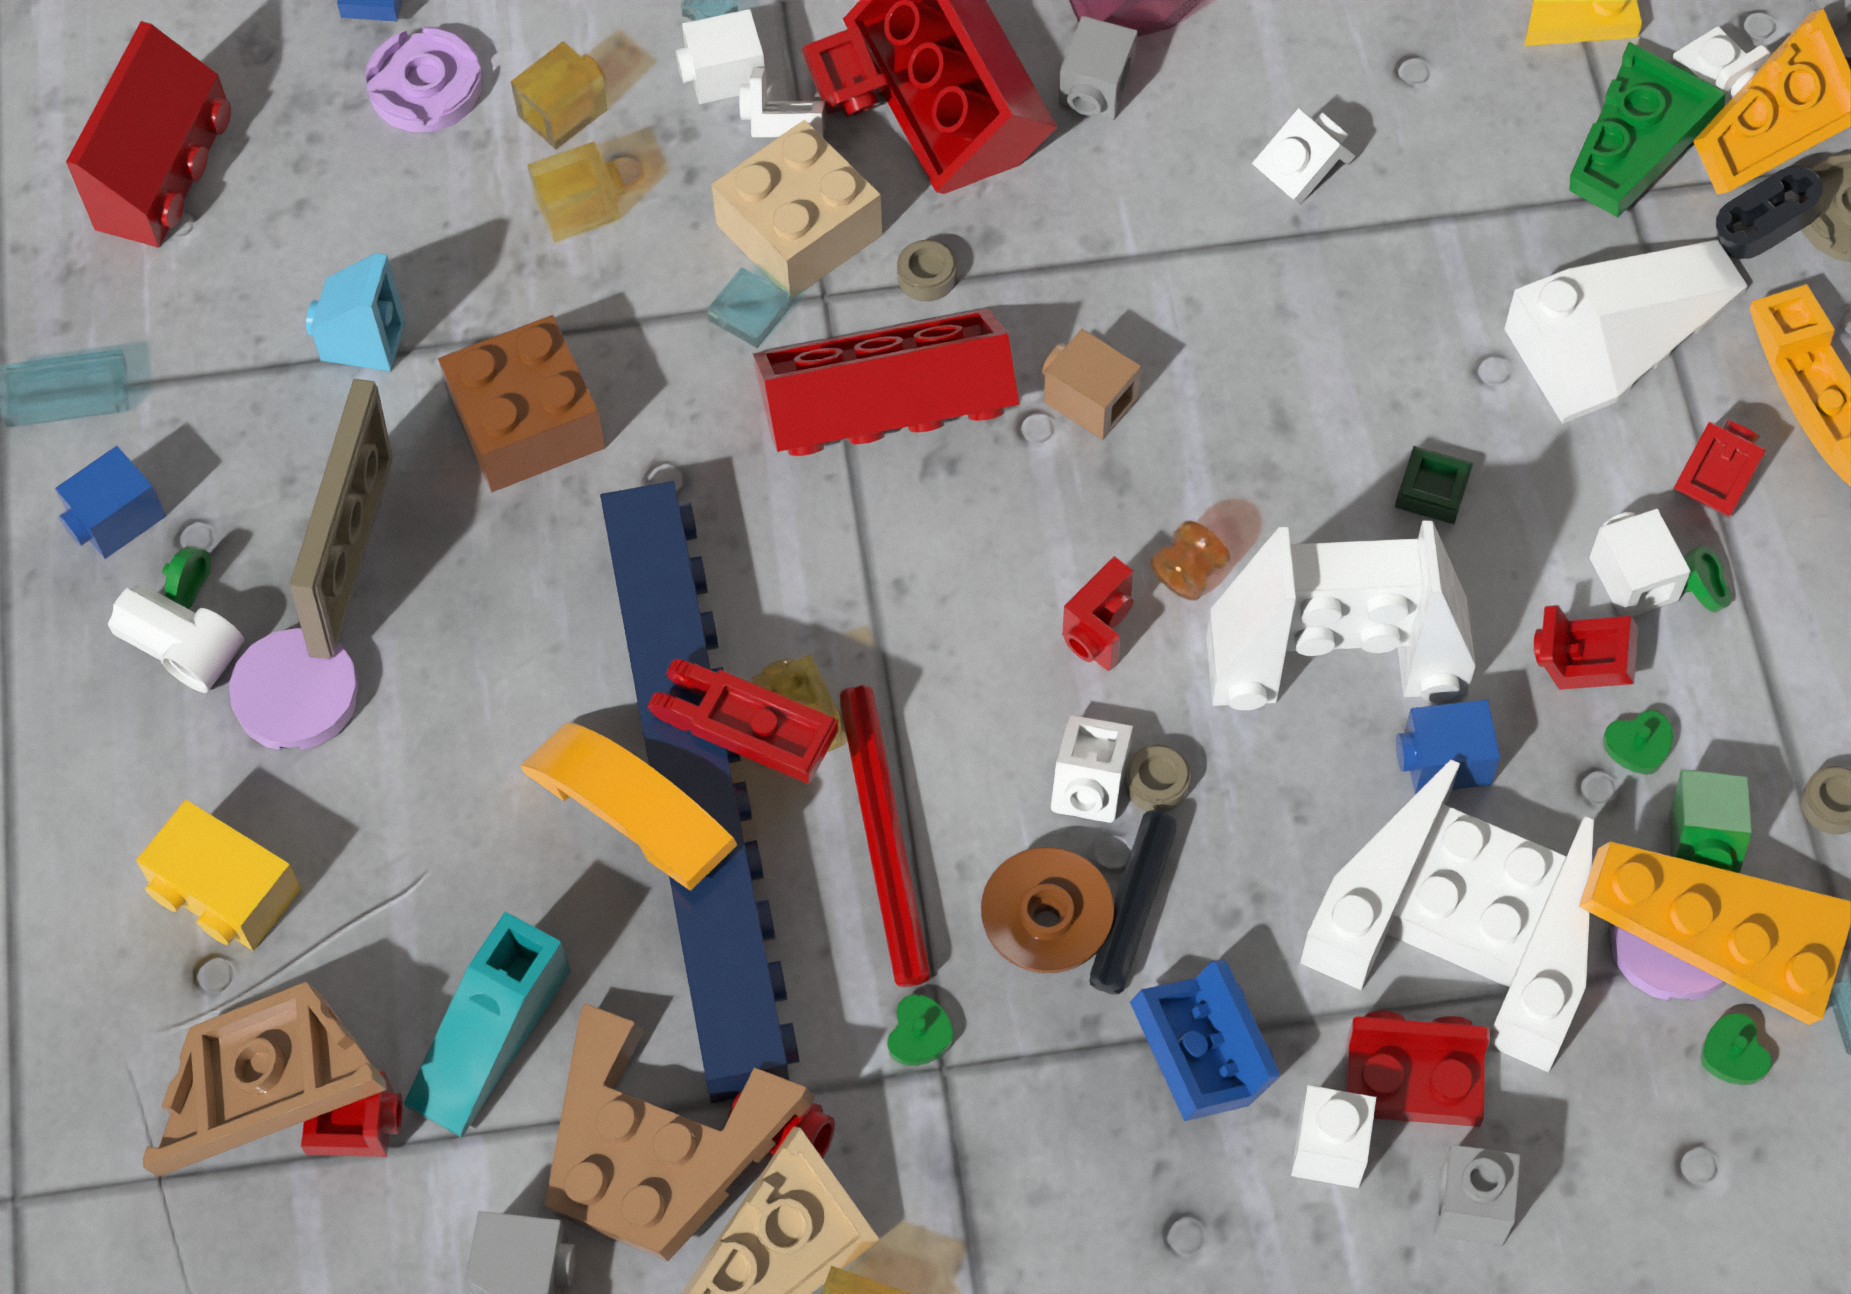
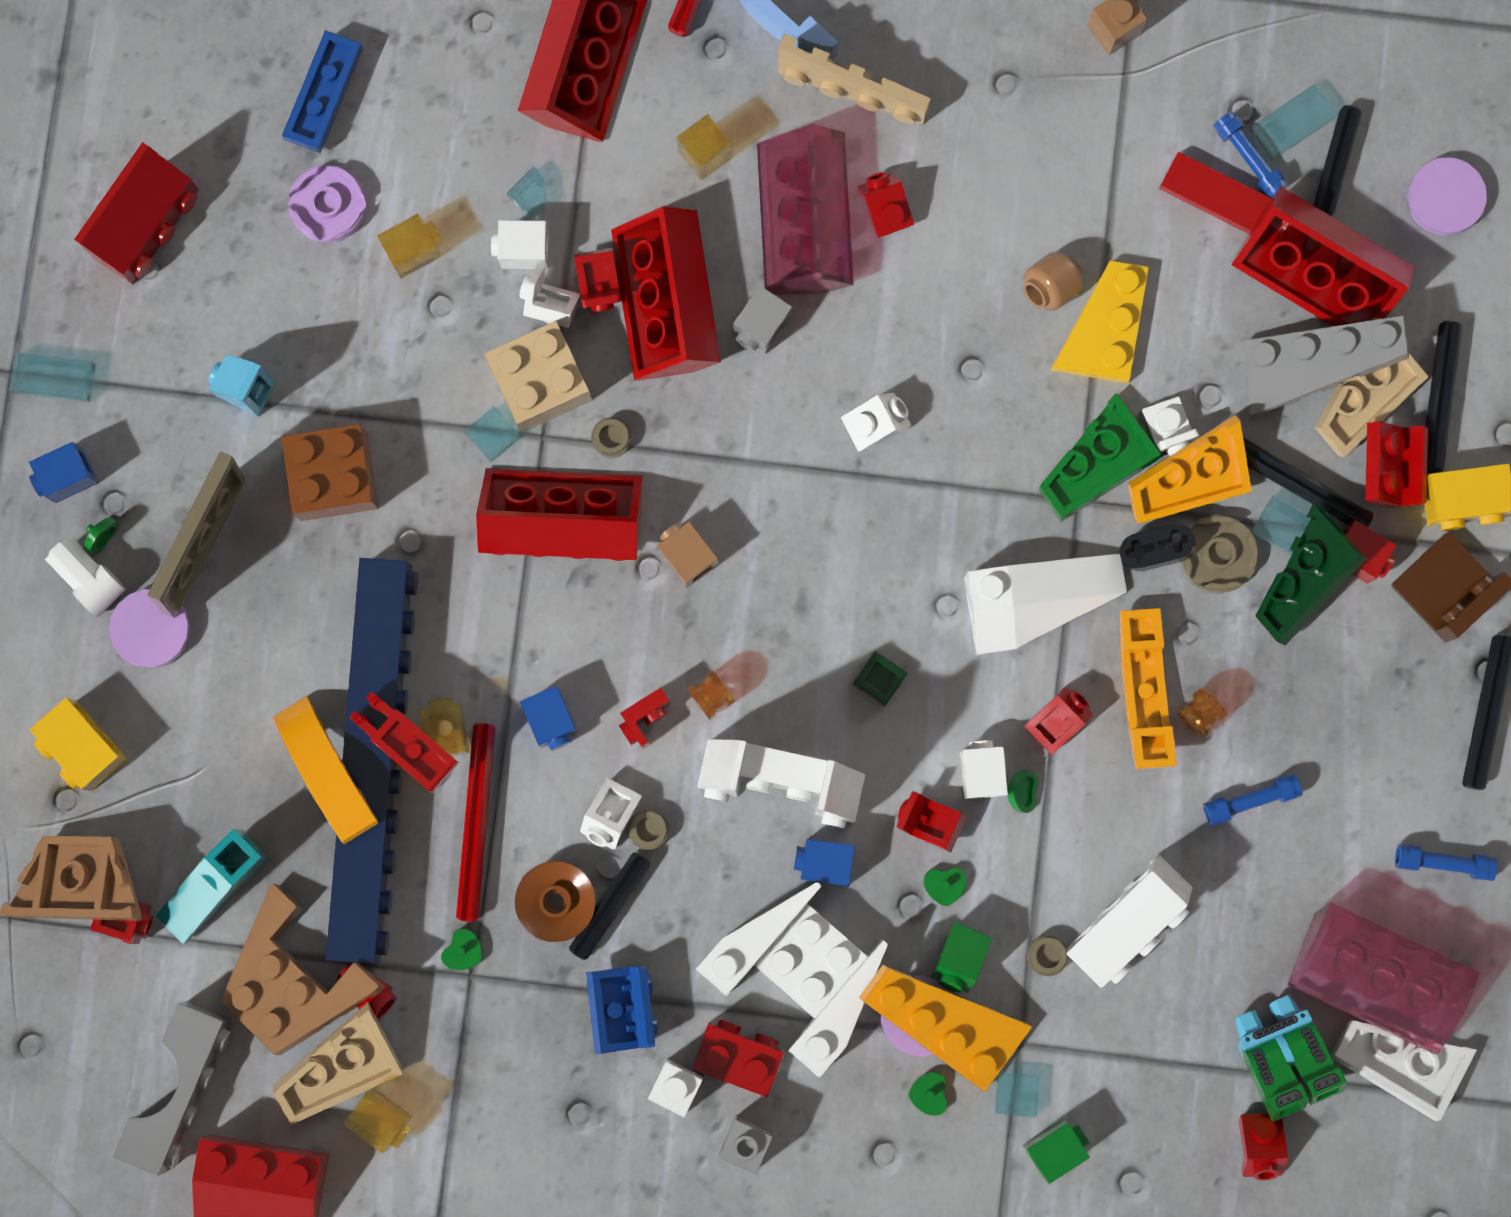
camera: 15 degrees right, 20 degrees up
(576, 191) = (402, 322): clear yellow brick -> none
(954, 652) = (549, 718): none -> blue brick

